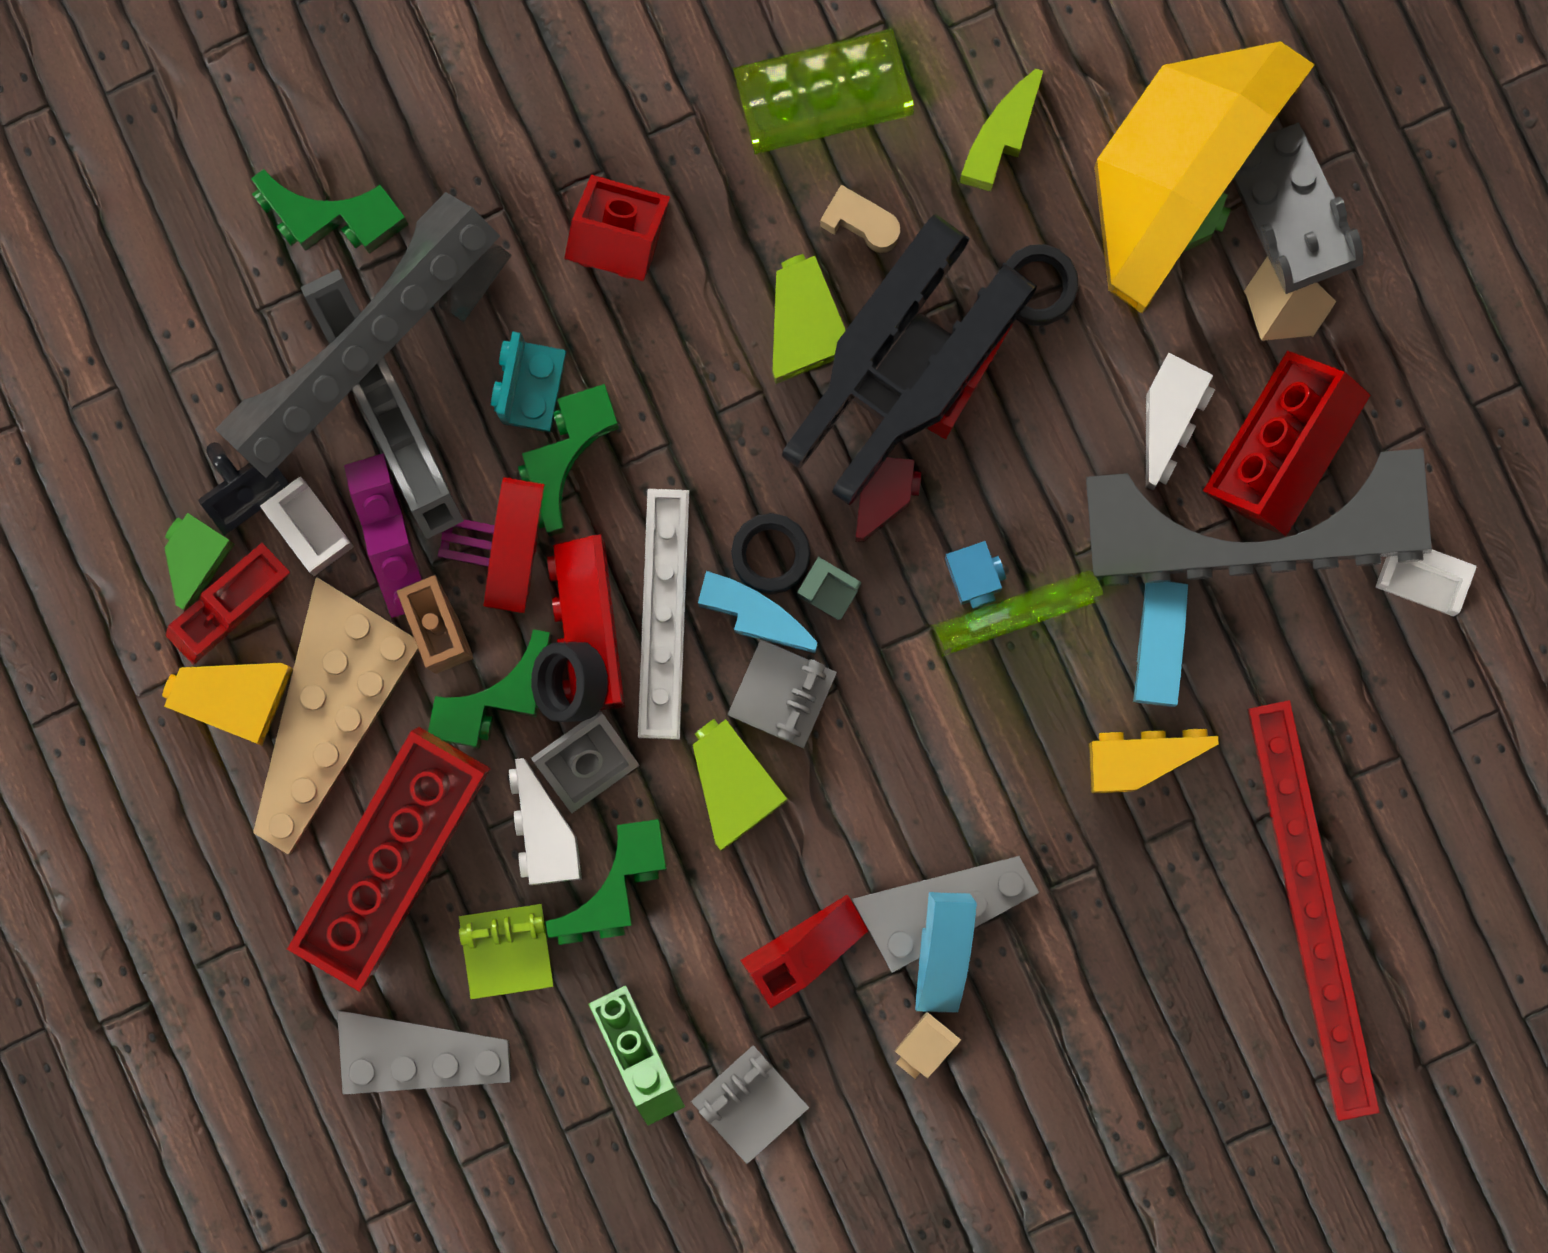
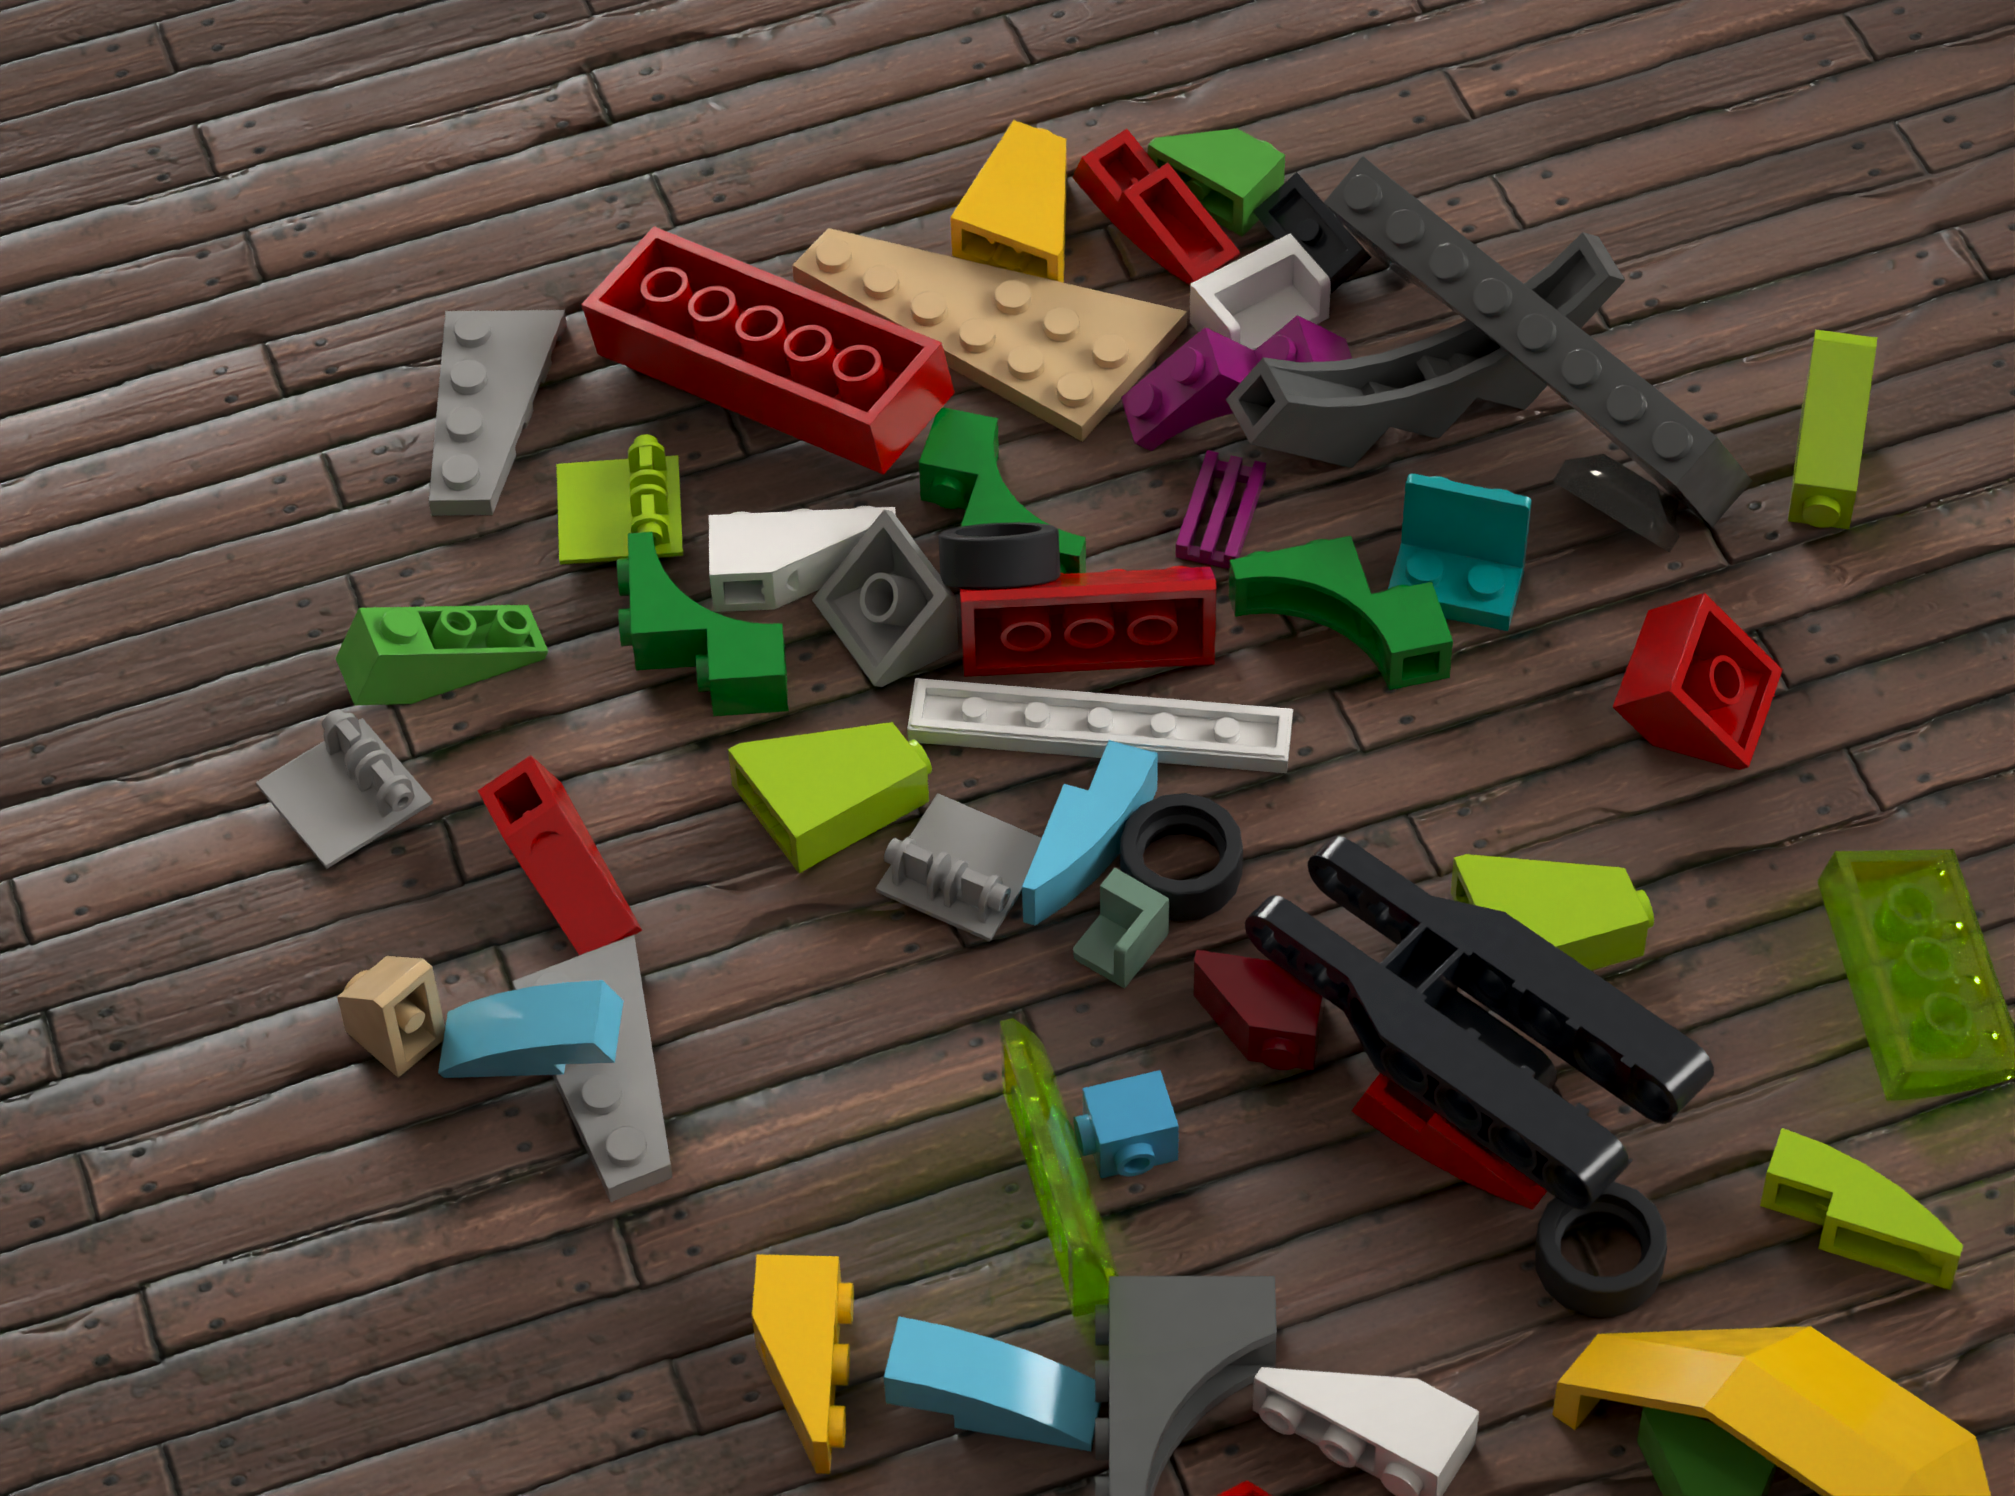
camera: 90 degrees right, 30 degrees down
(369, 217) = (1704, 320): green arch -> none
(414, 138) = (1832, 429): none -> lime slope
(434, 625) = (1098, 427): medium nougat slope -> none
(514, 545) = (1210, 517): red slope -> none
(863, 218) = (1721, 995): tan leg -> none

